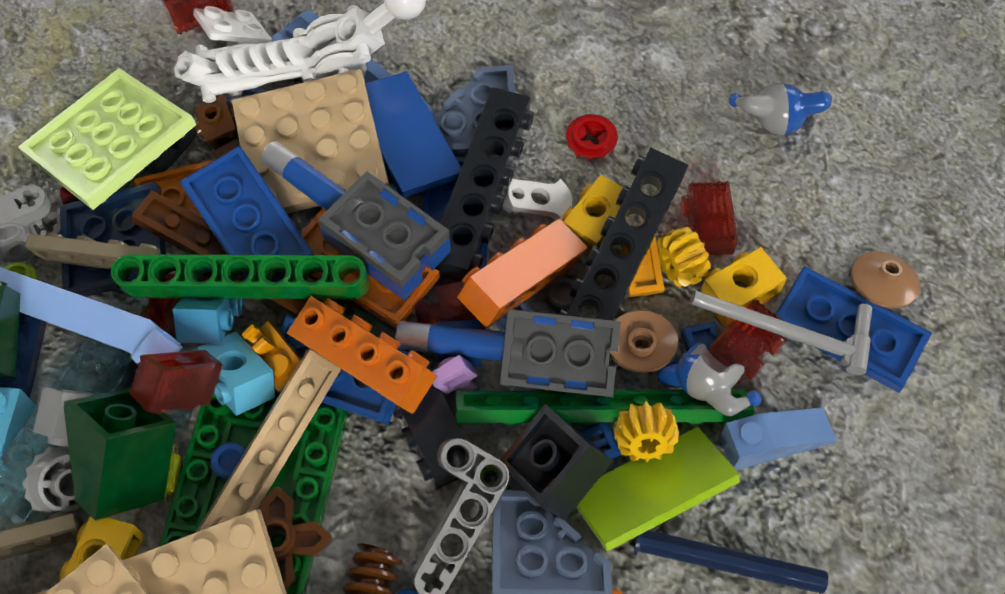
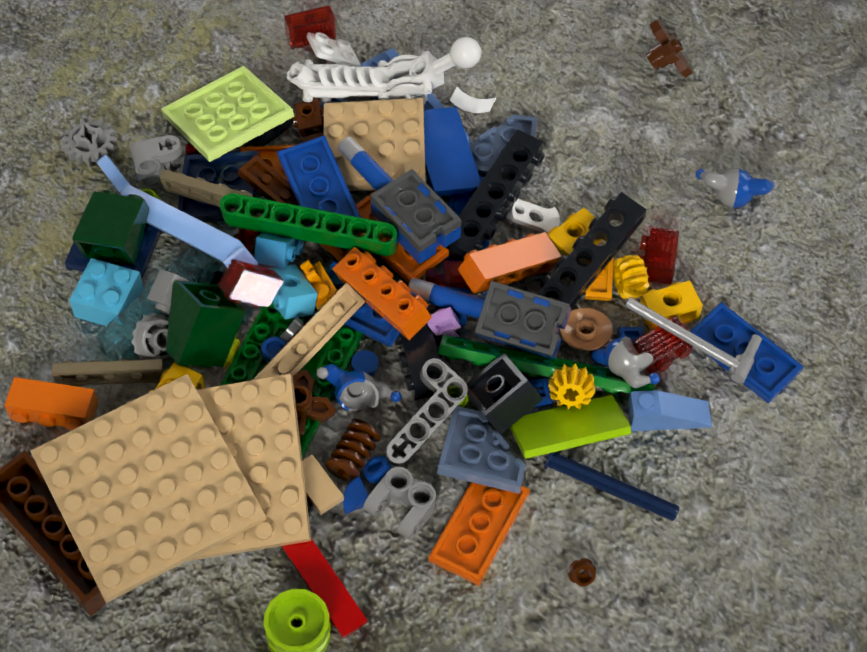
camera: 10 degrees right, 5 degrees down
(248, 427) = (292, 329): none -> dark grey tile
(354, 495) = (356, 388): none -> light grey piece
(358, 453) = (366, 362): none -> blue tile
(422, 62) = (470, 103): none -> white sticker
(595, 126) = (591, 174): red gear -> none
(885, 279) = (780, 323): medium nougat dish -> none

